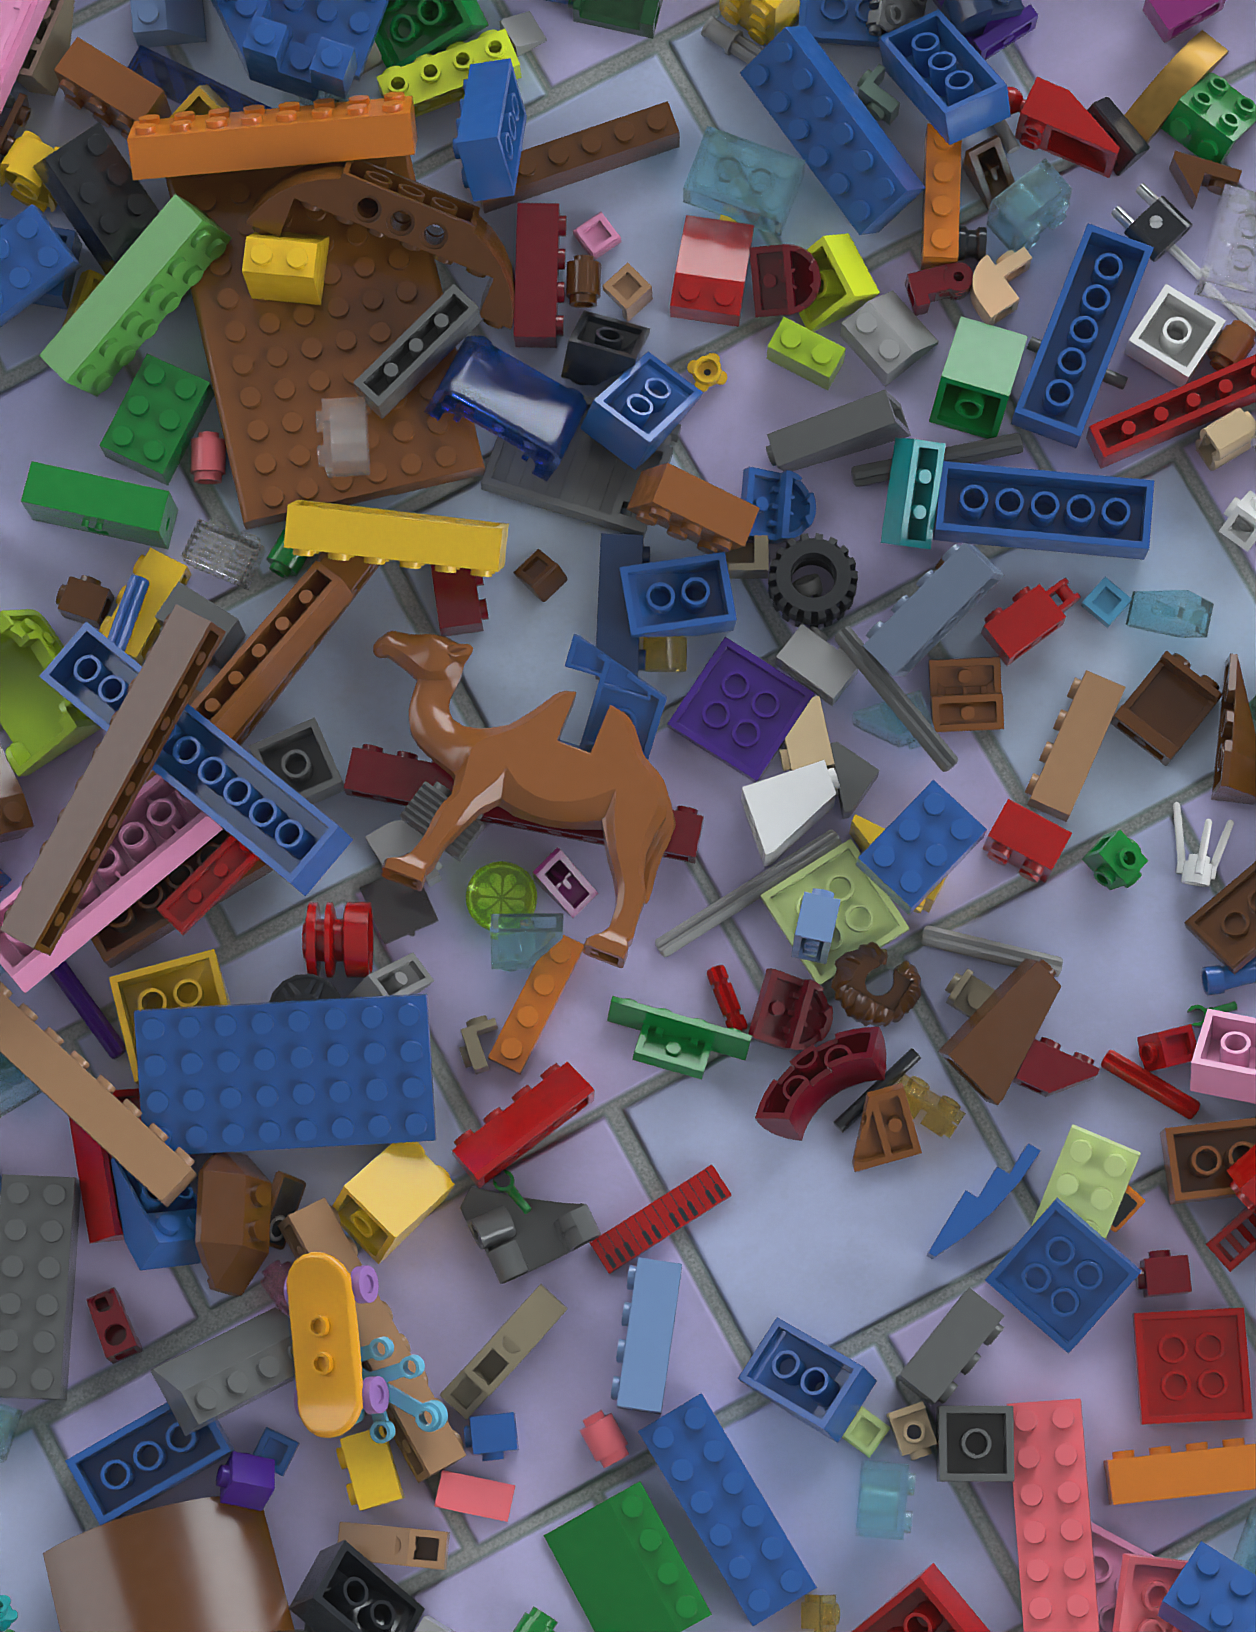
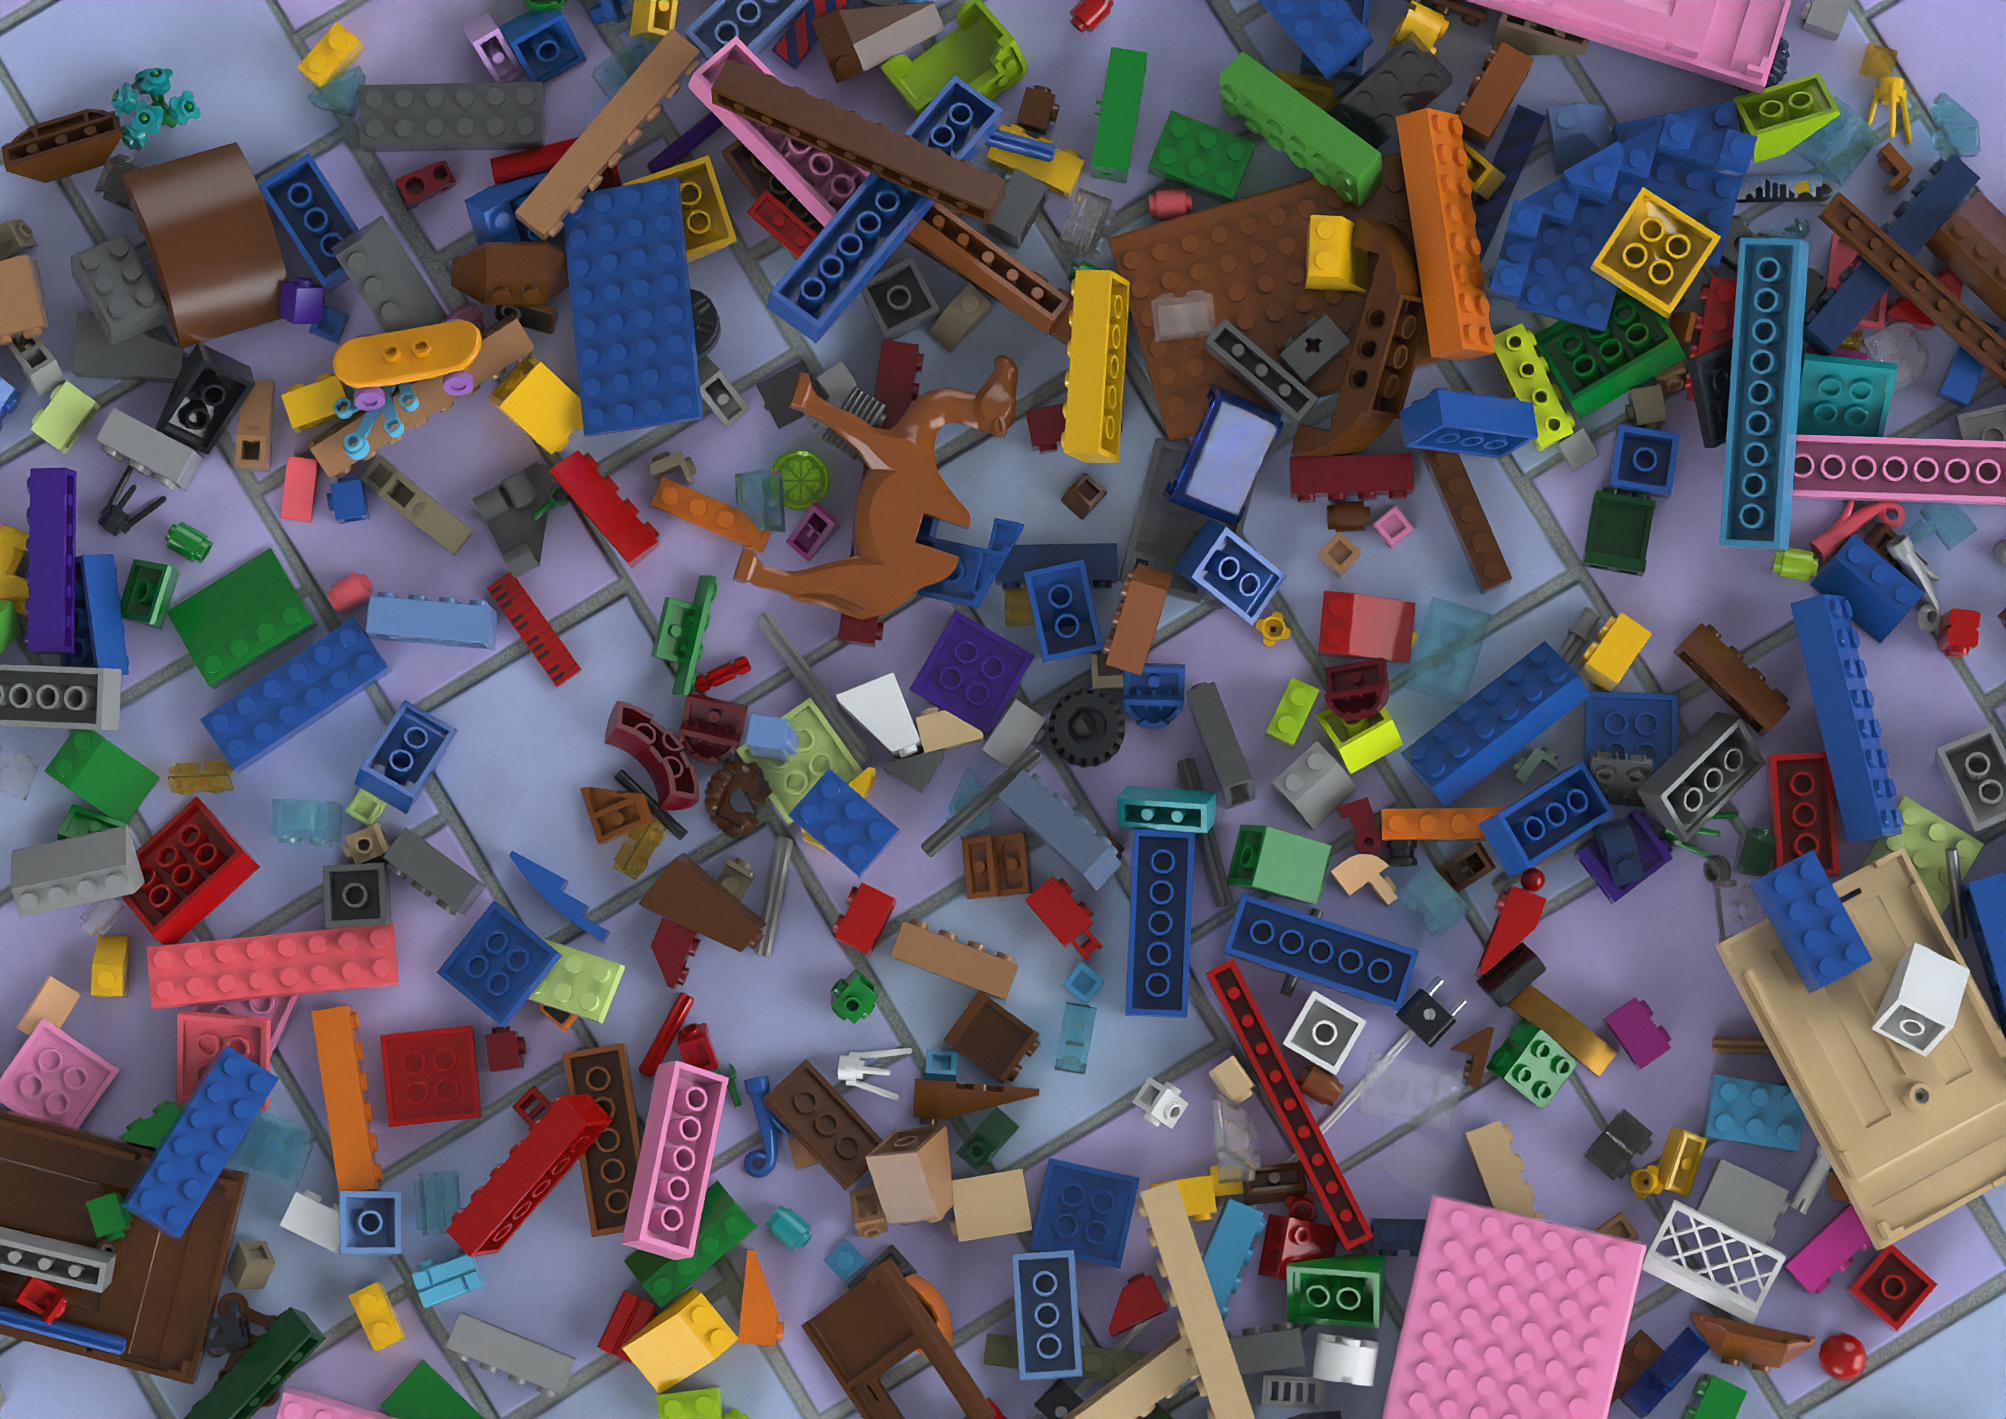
camera: 90 degrees right, 5 degrees up
(323, 701) = (960, 318): none -> dark tan slope
(339, 940) = (751, 340): red wheel -> none
(386, 276) = (1307, 365): none -> dark grey brick
(601, 348) = (1287, 536): black slope -> none
(1197, 767) = (941, 1065): none -> dark azure plate

